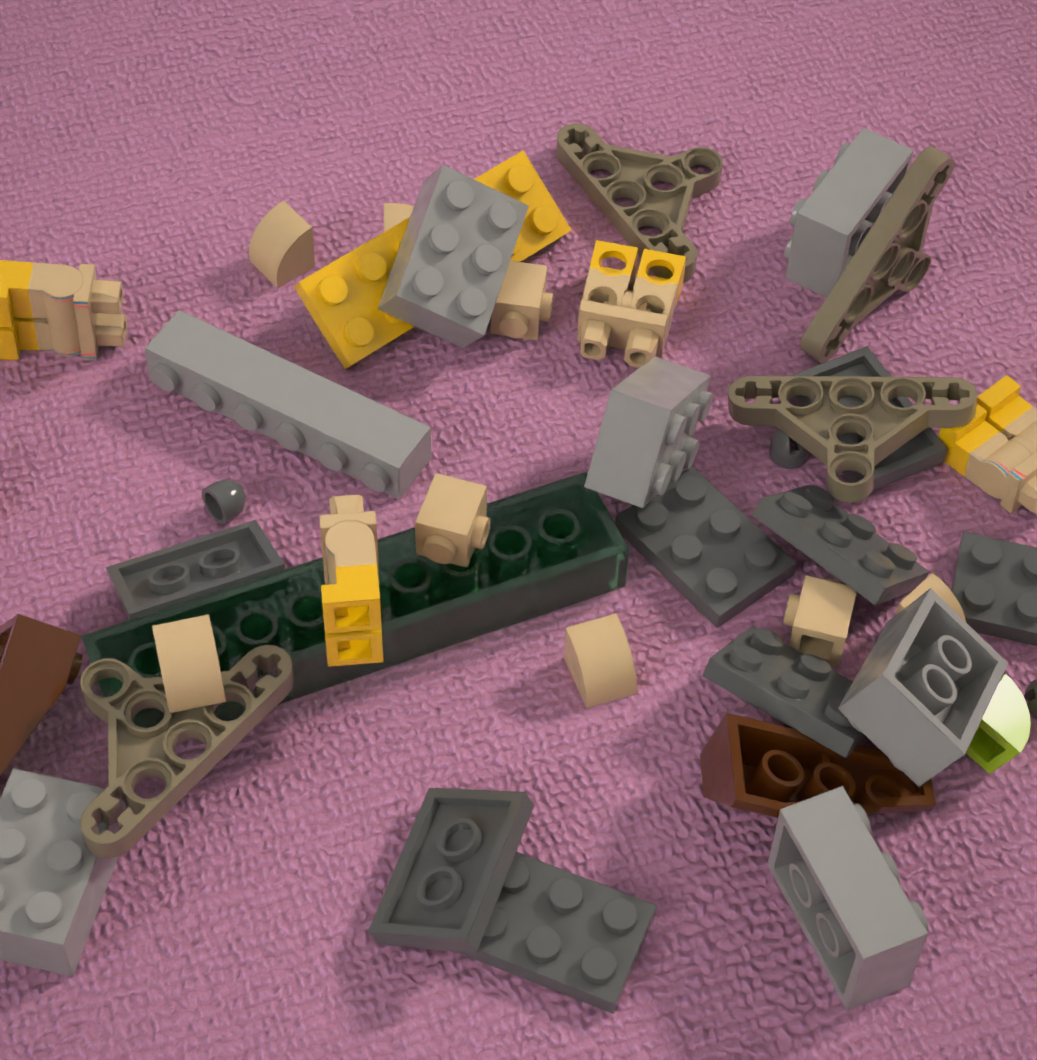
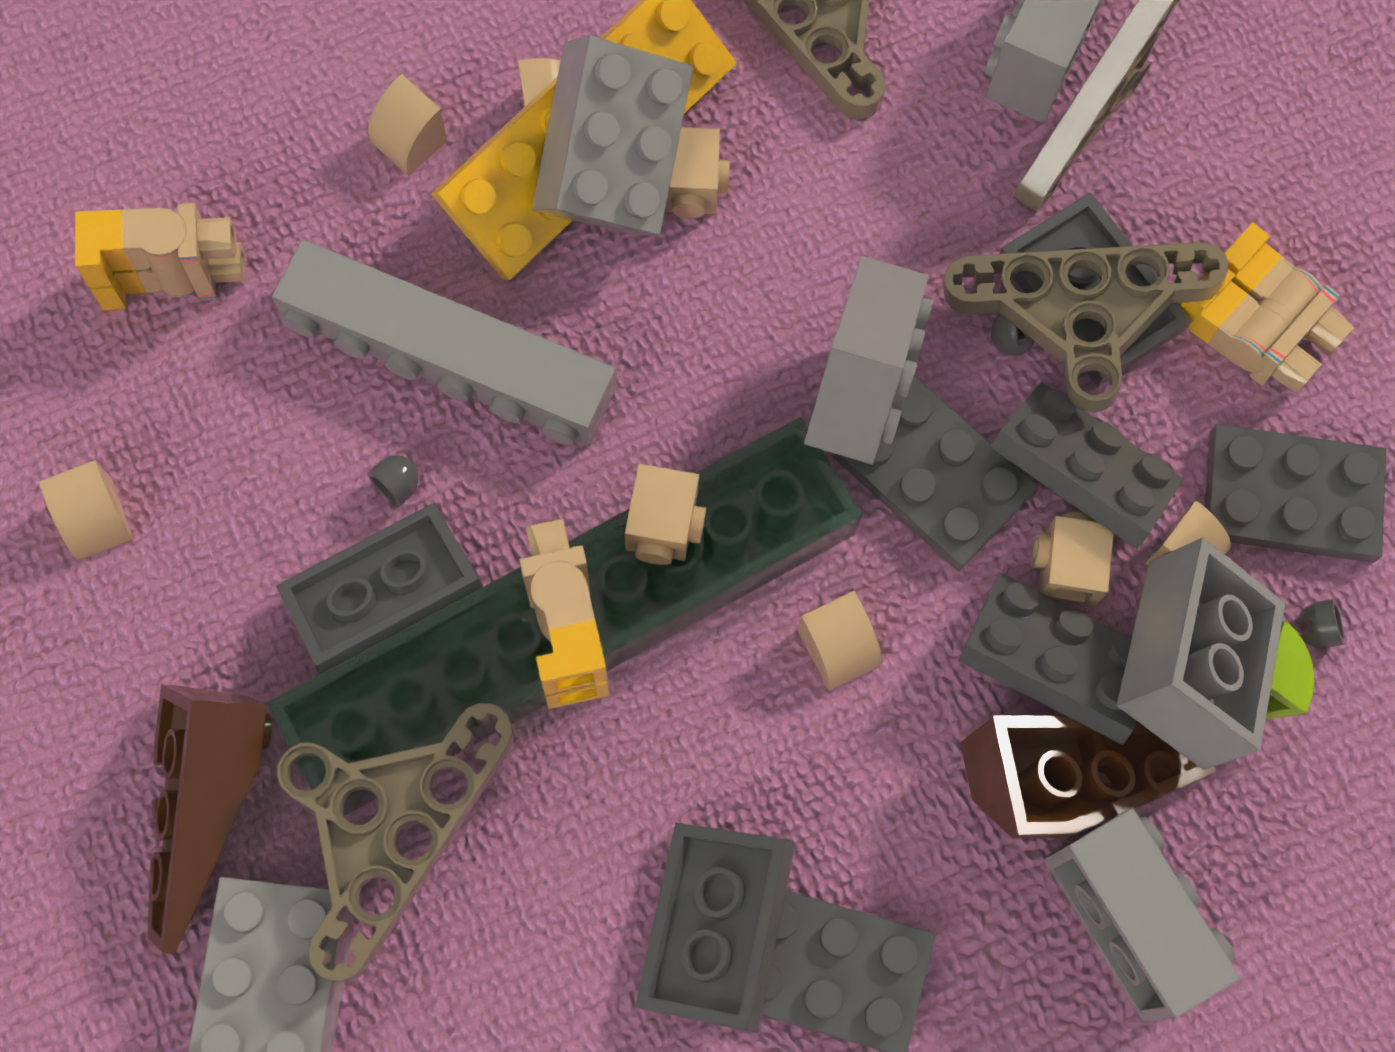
camera: 10 degrees left, 20 degrees up
(189, 663) = (397, 752): tan brick -> none
(627, 318) = (815, 181): tan hips -> none

